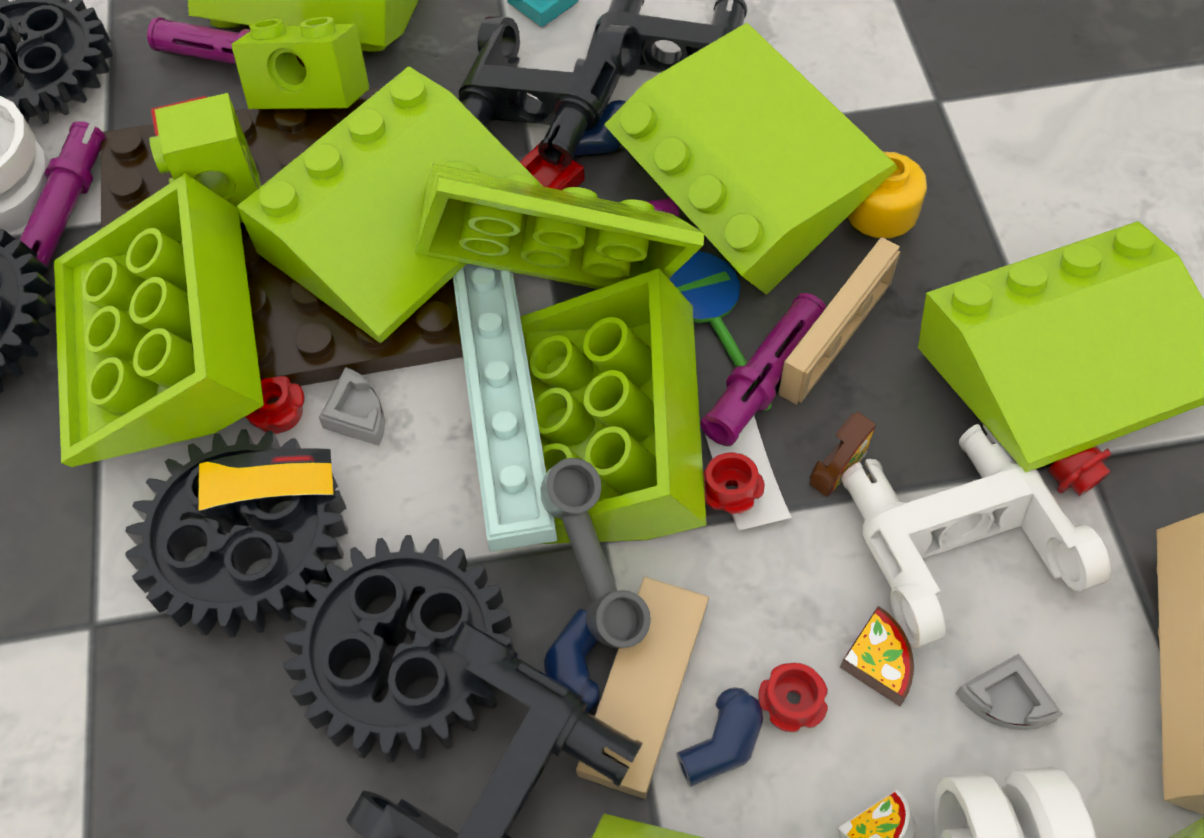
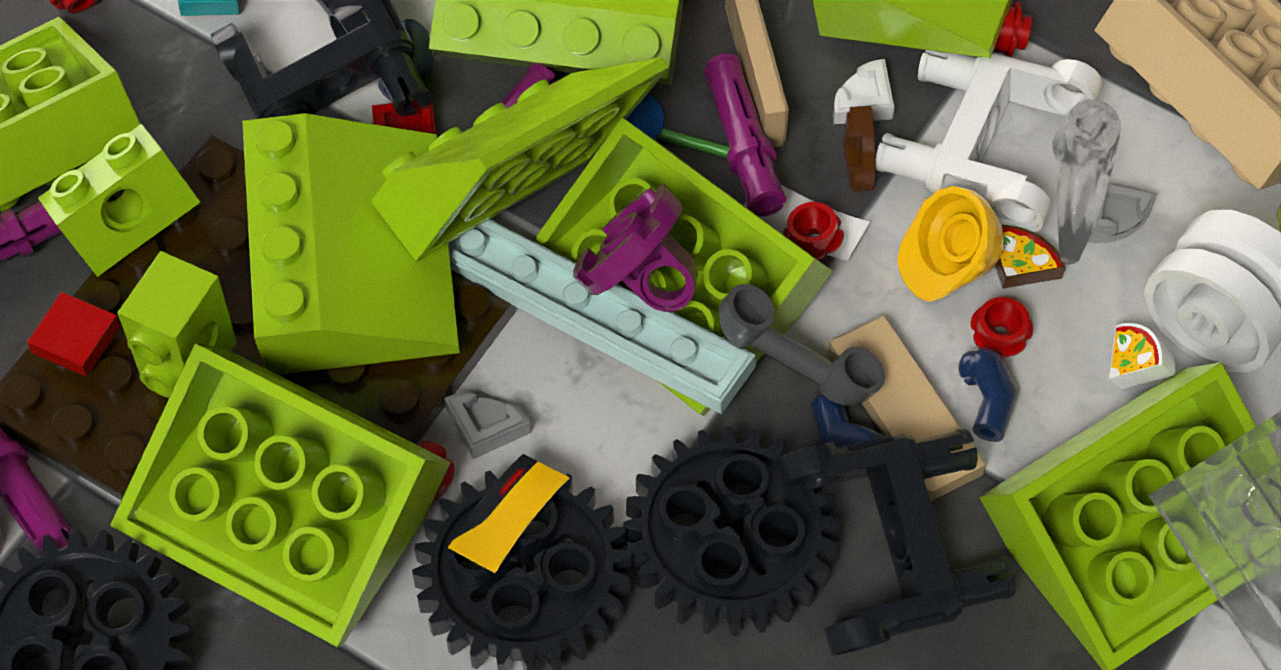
camera: 50 degrees left, 0 degrees up
(551, 372) = (635, 247): none -> magenta tile
(826, 591) = (949, 243): none -> yellow hat
(903, 420) = (865, 88): none -> white tile
(1001, 636) = (1083, 172): none -> clear piece

